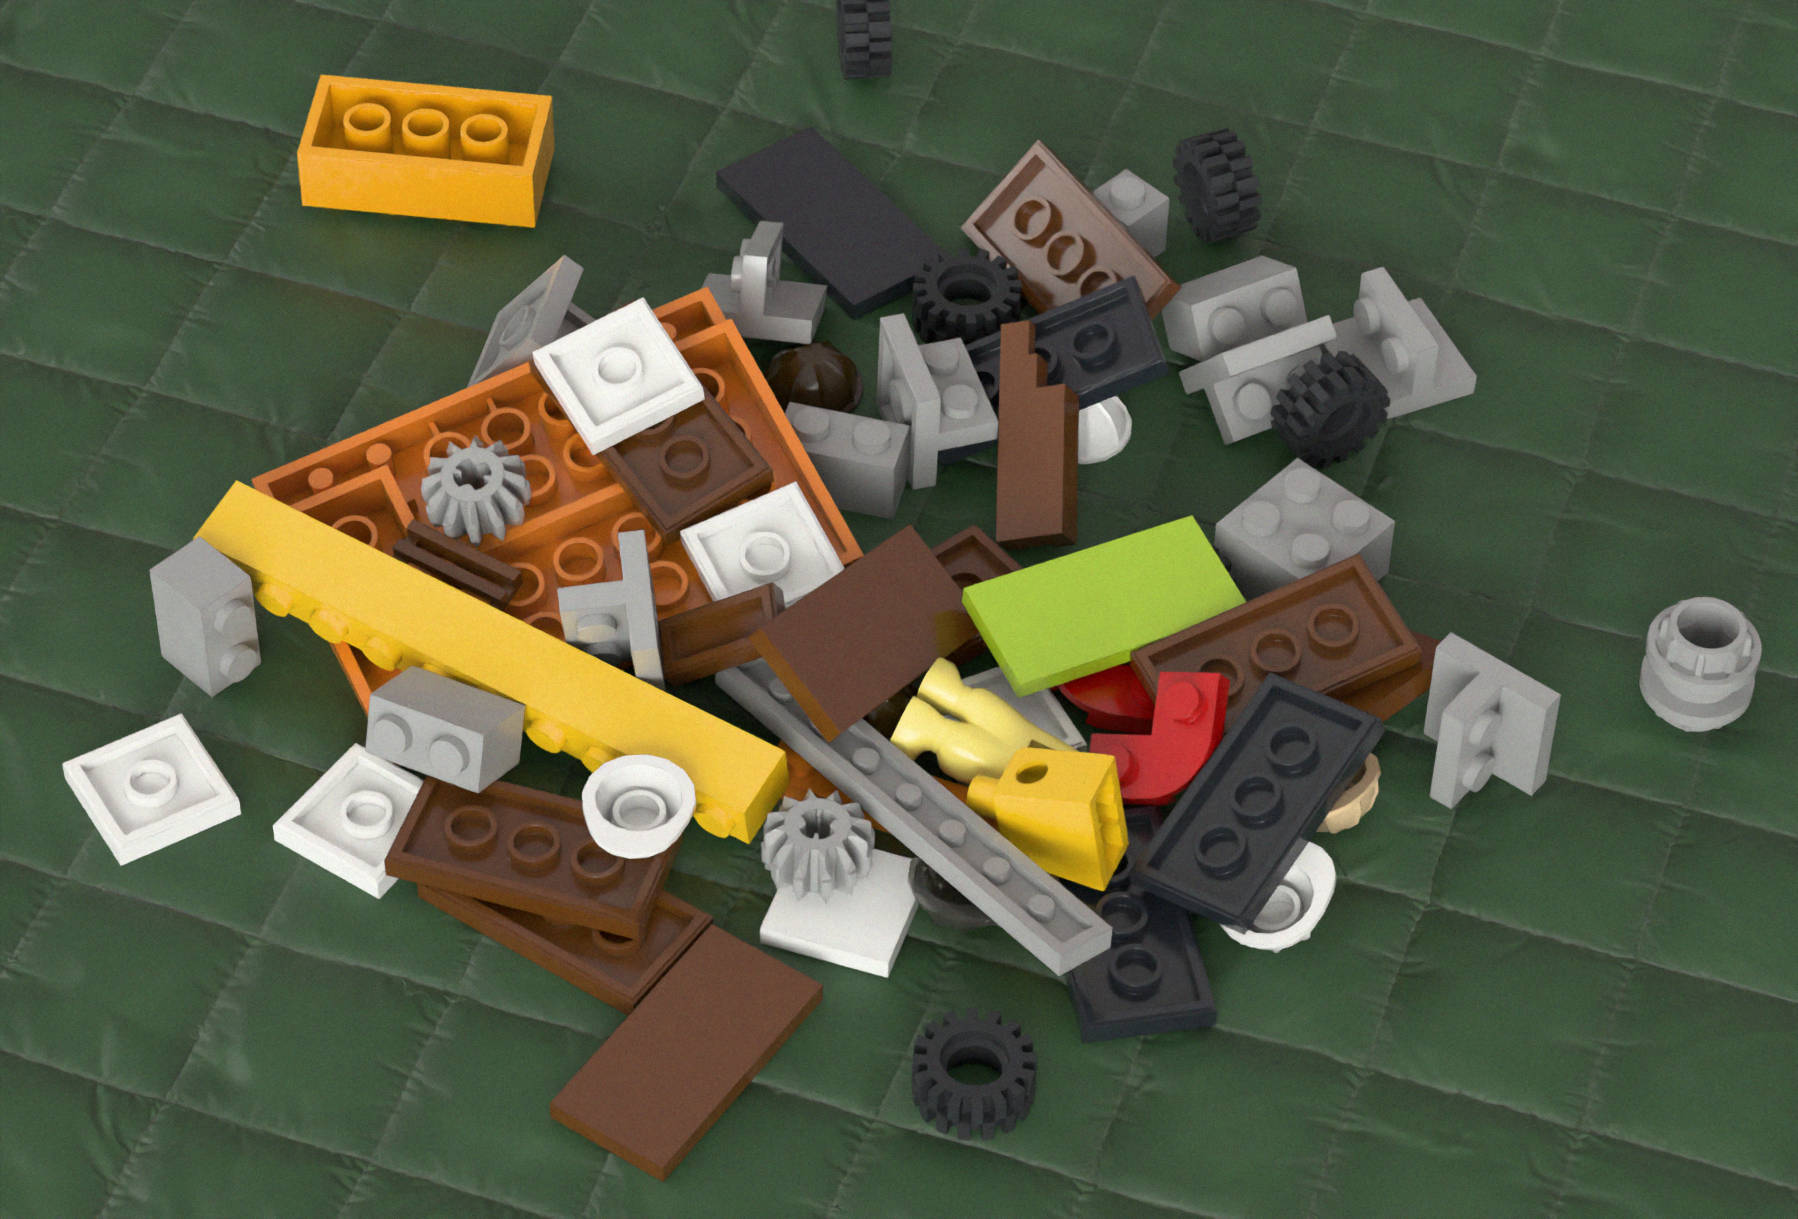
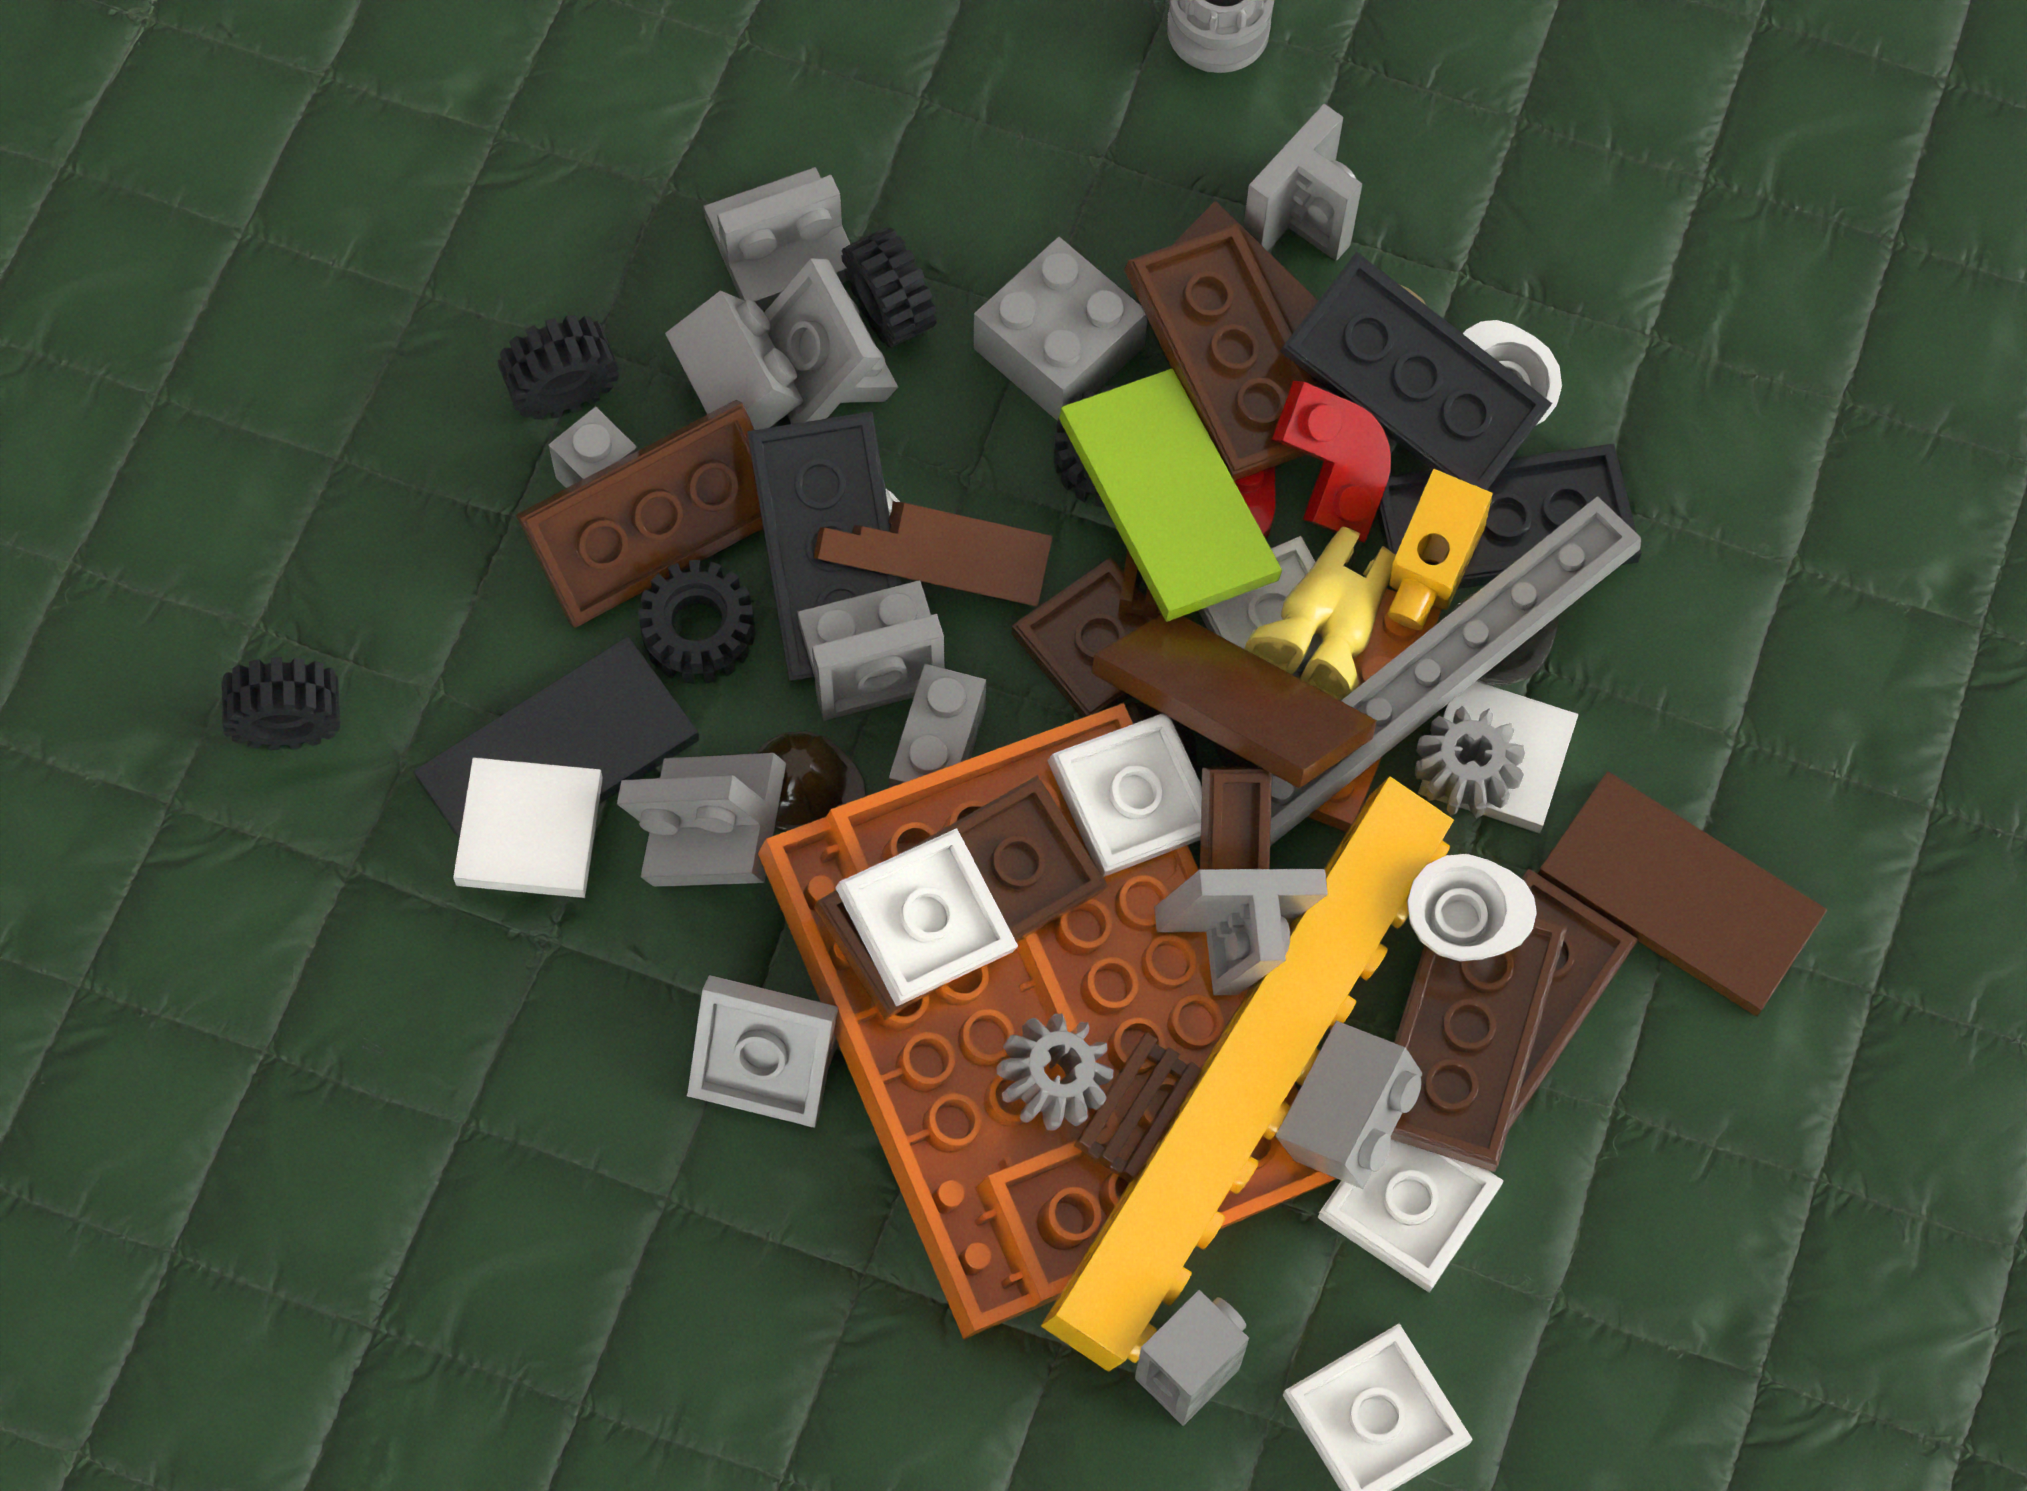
camera: 90 degrees left, 20 degrees up
(426, 151) = (455, 1169): light orange brick -> none
(750, 183) = (528, 827): none -> white tile
(974, 1105) = (1716, 614): black tyre -> none

